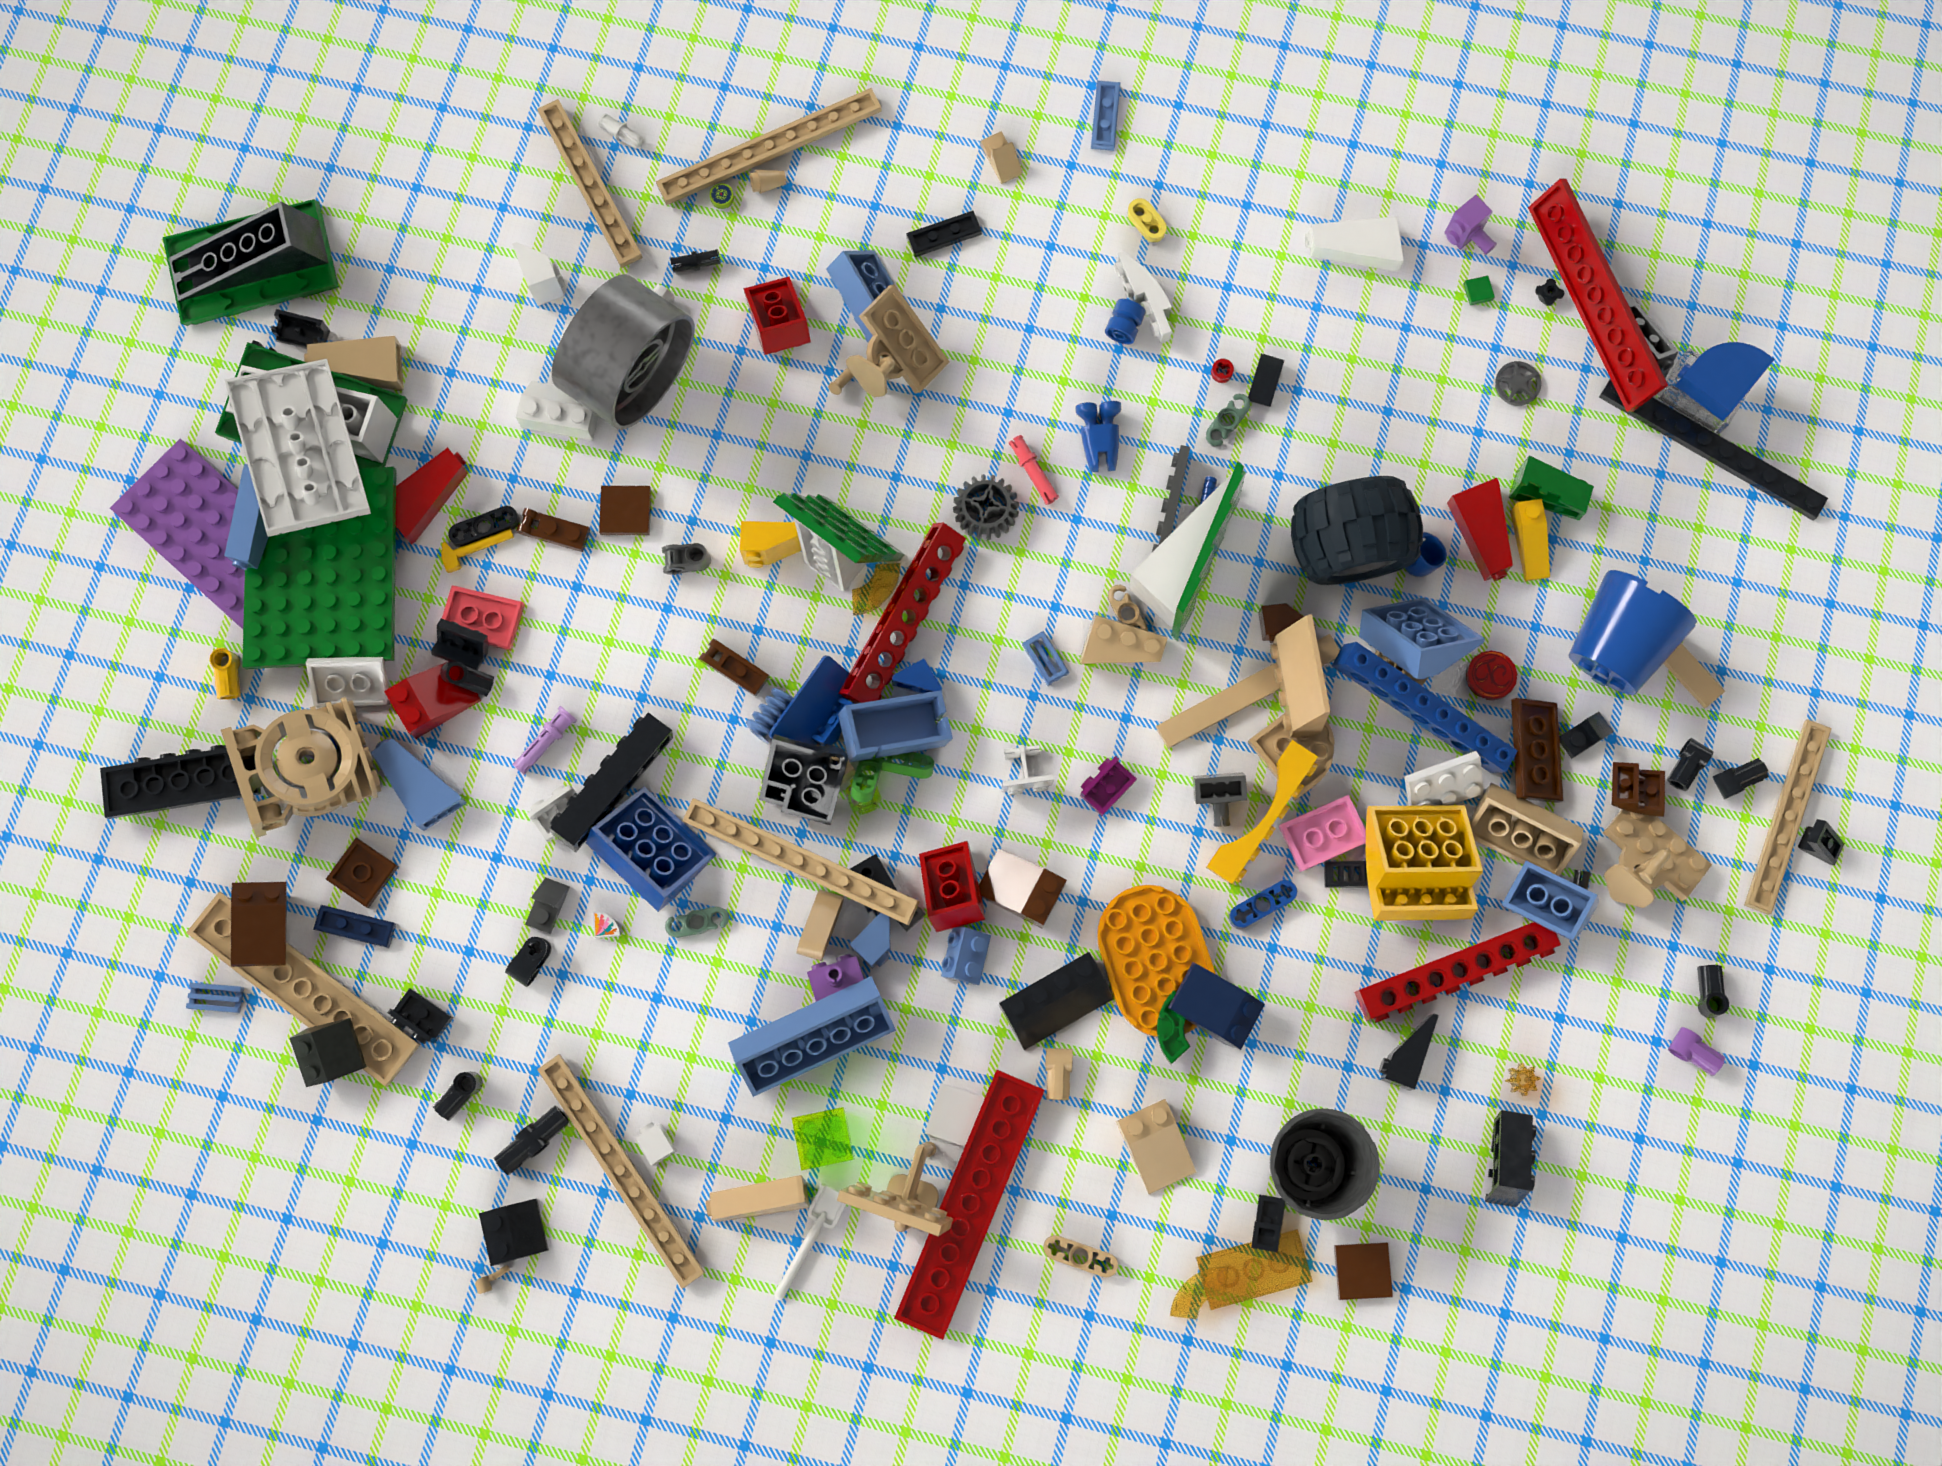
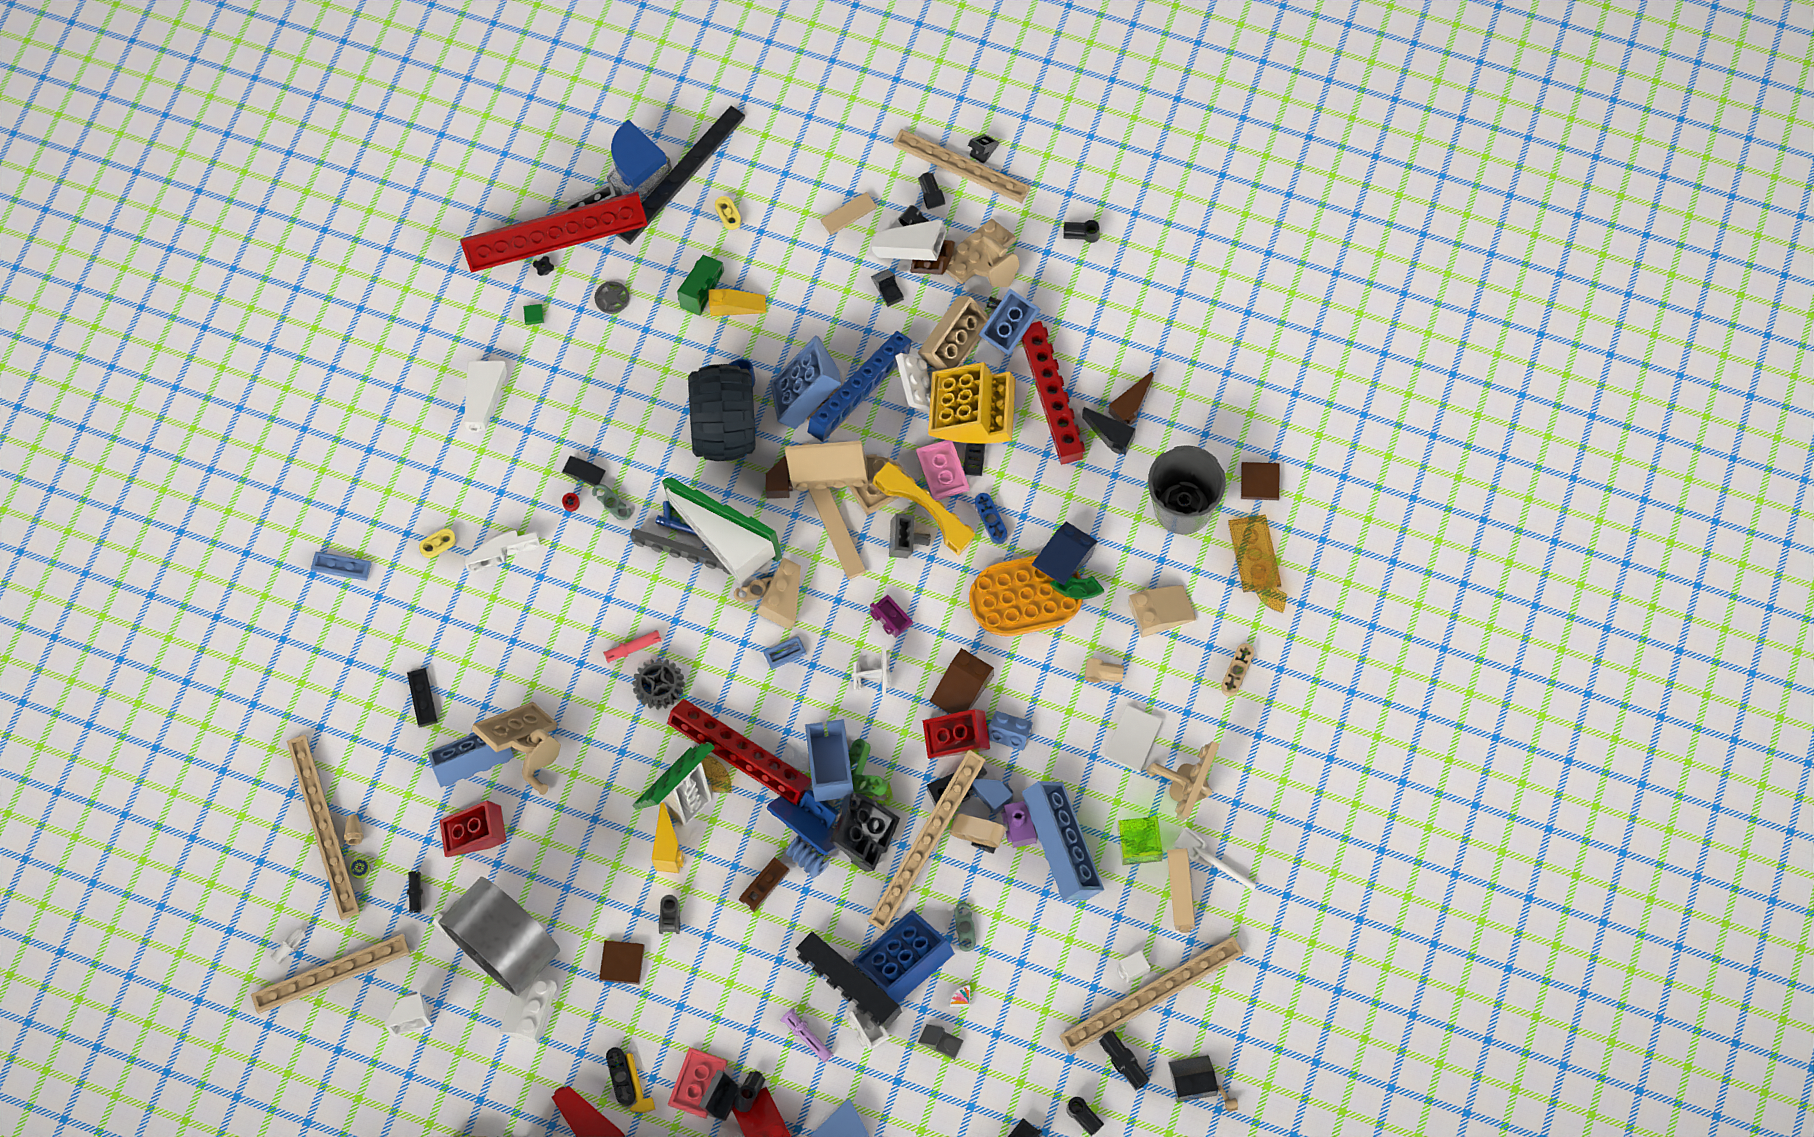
camera: 80 degrees left, 10 degrees down
(526, 964) = (985, 1056): black piece -> none
(554, 530) = (631, 1020): reddish brown plate -> none
(917, 678) = (791, 743): blue slope -> none
(971, 1203) = (1187, 736): red plate -> none
(1001, 157) = (364, 647): tan slope -> none
(1056, 1001) = (1049, 668): black slope -> none
(1100, 437) = (614, 594): blue piece -> none
(1125, 319) = (522, 567): blue wheel -> none
(1268, 1223) = (1222, 538): black slope -> none
(1453, 1078) = (1128, 405): none -> reddish brown slope
(1468, 225) = (483, 312): medium lavender brick -> none
(1484, 528) = (723, 333): red slope -> none
(1491, 675) = (837, 342): red tile -> none
(1512, 1158) = (1189, 372): black wedge -> none
(1515, 1080) = (1133, 359): clear yellow gear -> none
(1538, 750) = (893, 318): reddish brown tile -> none
(1629, 632) = (820, 244): blue cone -> none
(1654, 757) = (914, 241): none -> white slope
(1662, 514) = (728, 214): none -> light yellow plate
(1690, 1048) = (1120, 250): medium lavender piece -> none

